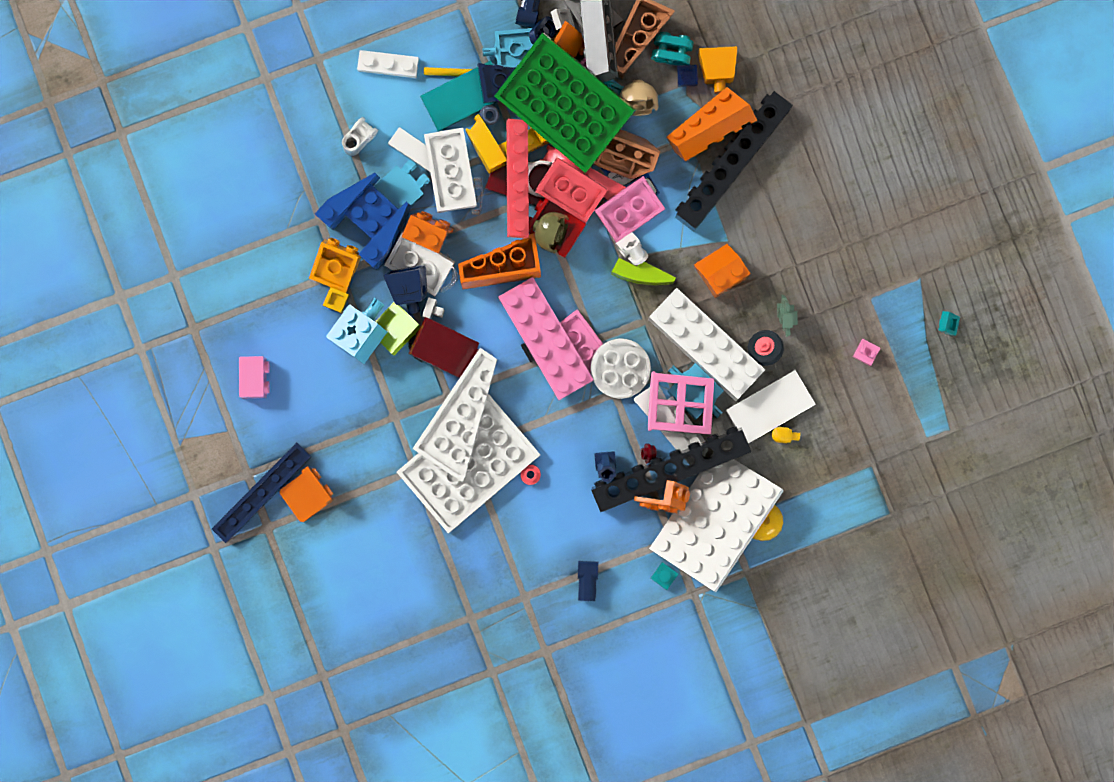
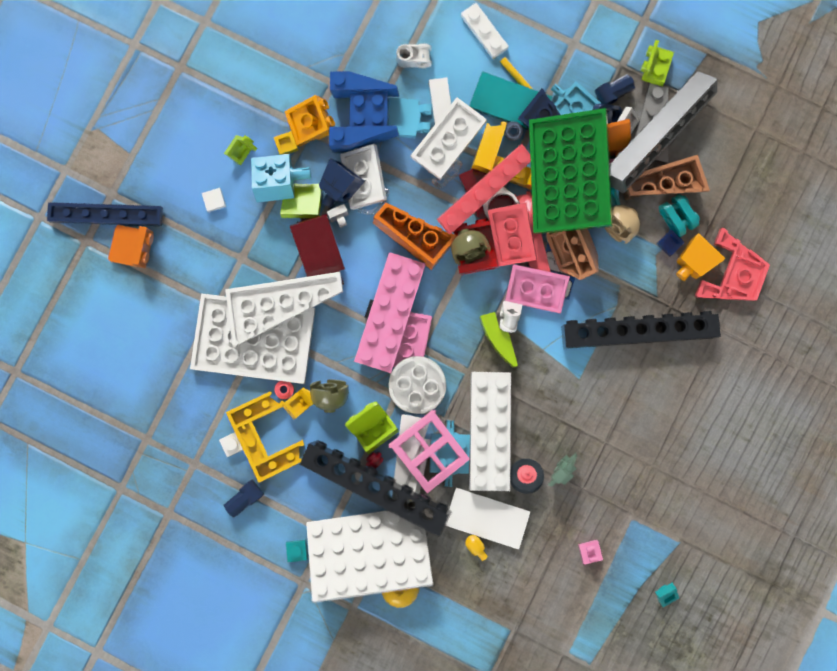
camera: 50 degrees right, 0 degrees up
(253, 377) = (180, 136): bright pink brick -> none
(307, 339) = (240, 148): none -> lime bracket
(328, 397) = (213, 200): none -> white tile
(427, 231) = (390, 160): orange bracket -> none
(526, 529) = (241, 421): none -> yellow wedge
(536, 553) = (231, 444): none -> white plate
(551, 471) = (298, 403): none -> yellow bracket
(568, 442) = (329, 395): none -> olive cylinder
(605, 465) = (337, 437): dark blue piece -> none
(622, 431) = (371, 427): none -> lime bracket
(674, 498) = (356, 509): orange bracket -> none
(710, 123) = (654, 290): orange wedge -> none
(722, 270) = (554, 393): orange slope -> none
(761, 43) = (742, 276): none -> coral wing

